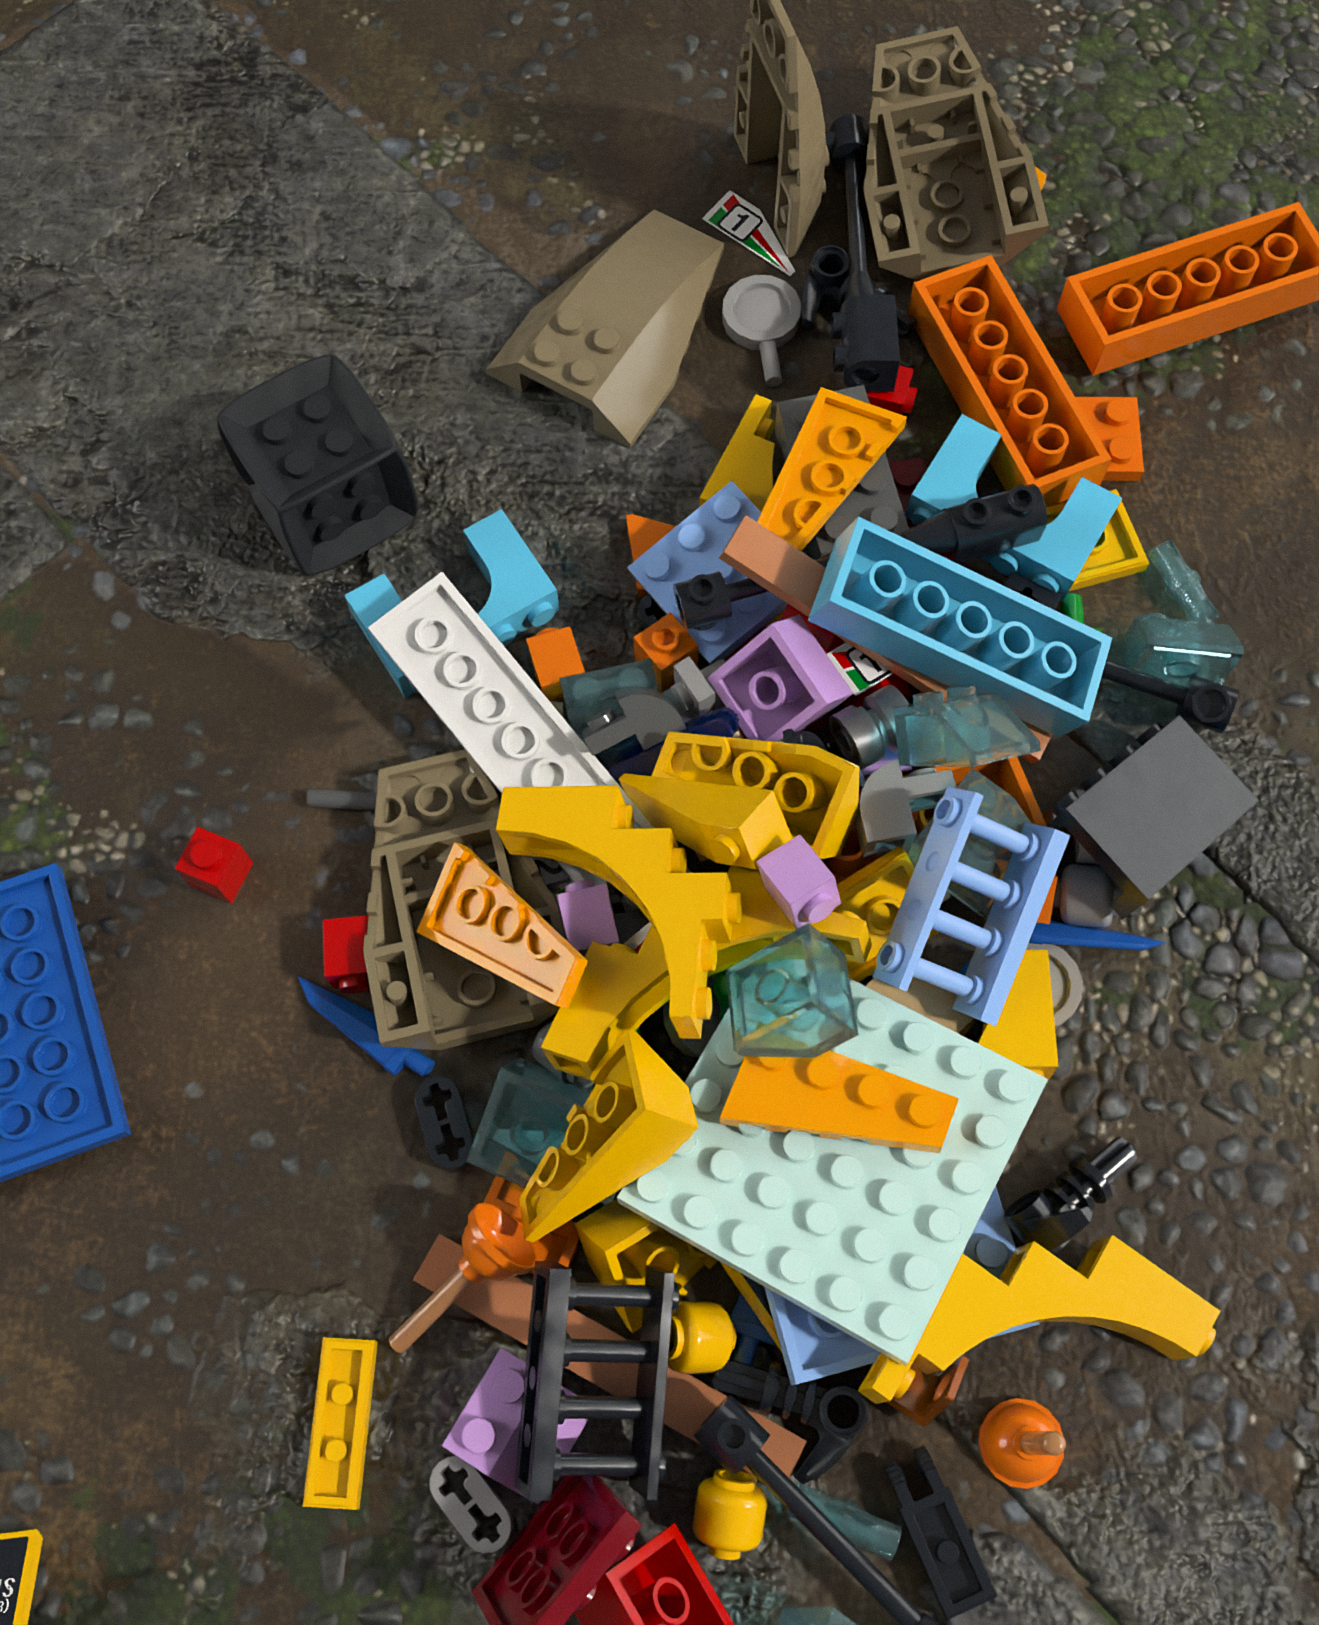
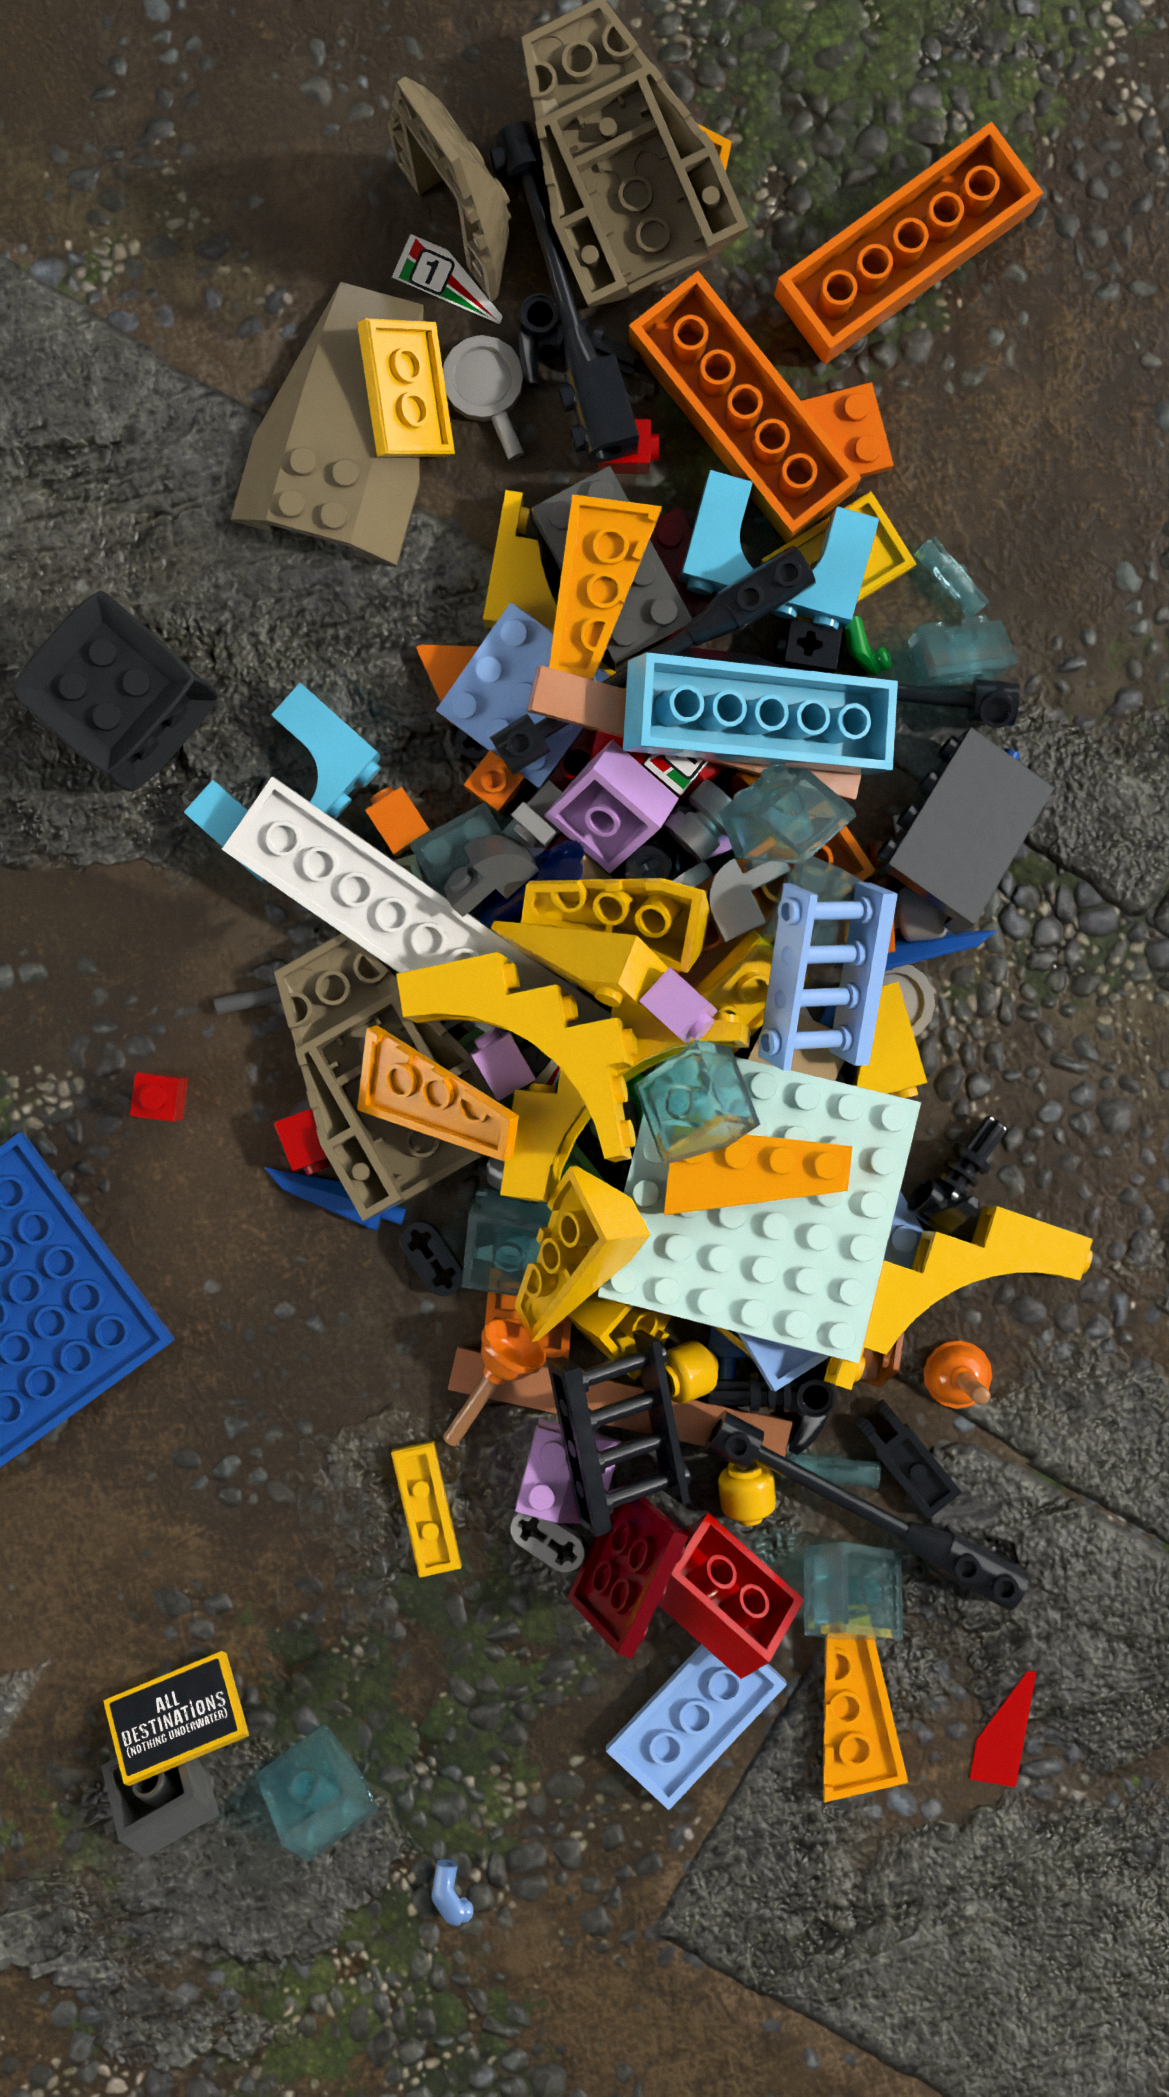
camera: 15 degrees left, 20 degrees up
(686, 292) = (405, 388): none -> yellow tile

